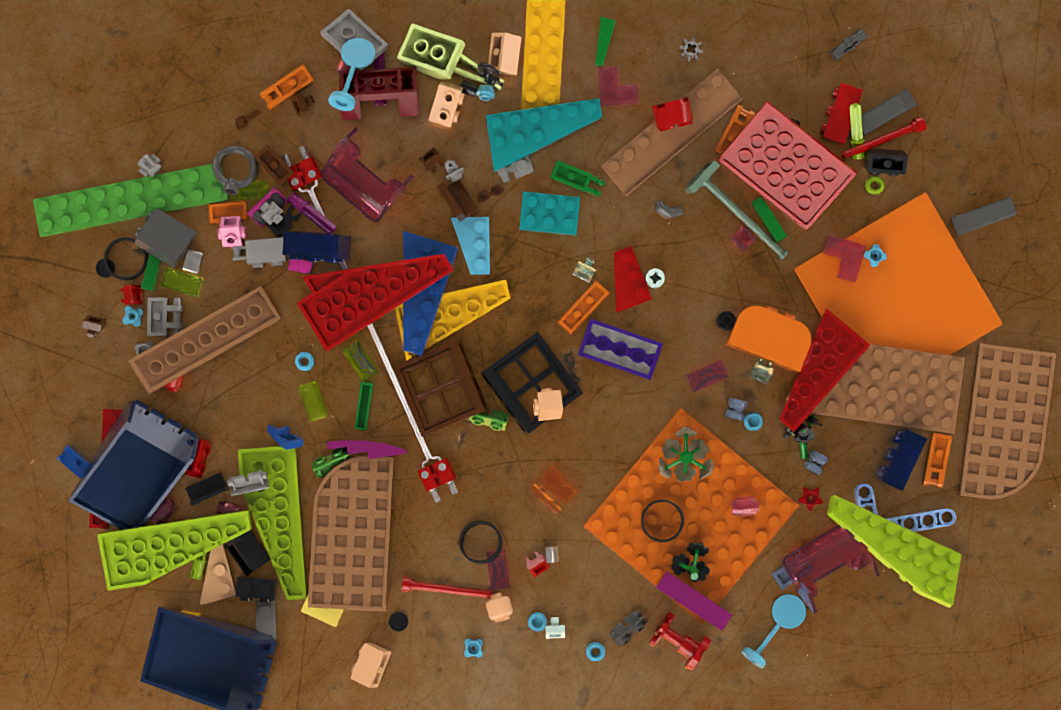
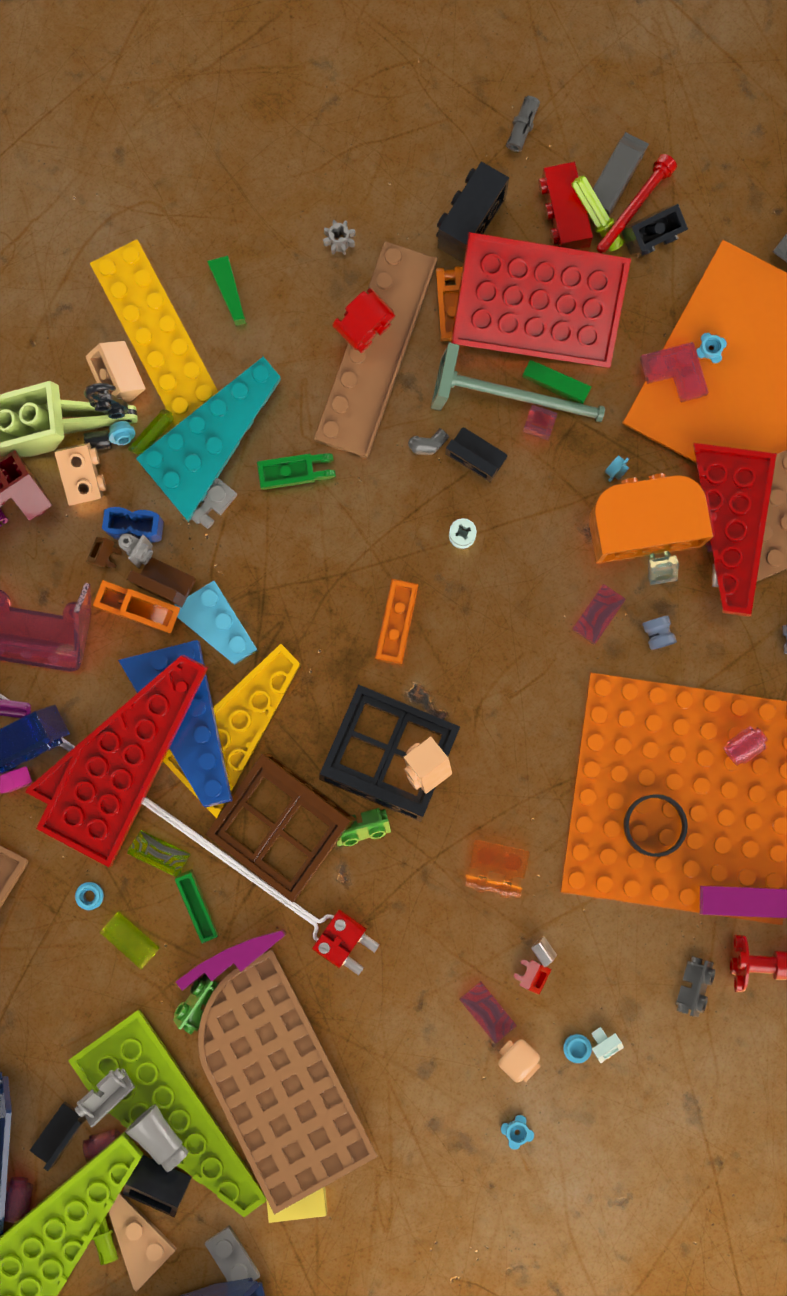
camera: 30 degrees left, 5 degrees down
(198, 466) = (28, 1113): red hinge -> none
(256, 588) = (195, 1225): black brick -> none
(265, 525) = (157, 1138): none -> light grey plant
(284, 437) = (119, 1008): blue slope -> none
(370, 665) = (400, 1237): light nougat brick -> none
(398, 621) = (402, 1156): black piece -> none
(408, 585) = (388, 1100): red piece -> none
(433, 205) = (136, 607): none -> orange slope
(464, 157) = (137, 523): none -> blue brick
(467, 528) = (417, 986): black tyre -> none
(495, 191) = (204, 544): reddish brown piece -> none
(504, 103) = (152, 432): none -> clear neon green tile
(549, 213) = (286, 532): teal plate -> none
(584, 270) = (371, 575): clear light blue tile -> none
(590, 647) = (681, 1042): medium azure plate -> none
(611, 93) = (275, 343): clear pink plate -> none
(620, 349) = (473, 644): piece -> none
(629, 280) = (433, 555): red wing -> none
(684, 469) = (640, 717): dark tan plant -> none
(693, 234) = (476, 454): none -> black panel
(696, 570) = (735, 860): black plant -> none
(723, 321) = (578, 537): black wheel -> none
(753, 421) = (689, 635): medium azure plate -> none
(772, 295) = (617, 468): none -> medium azure plate
(780, 83) = (472, 209): none -> black brick
(803, 435) = (762, 615): black plant -> none
(878, 180) = (660, 260): lime plate -> none

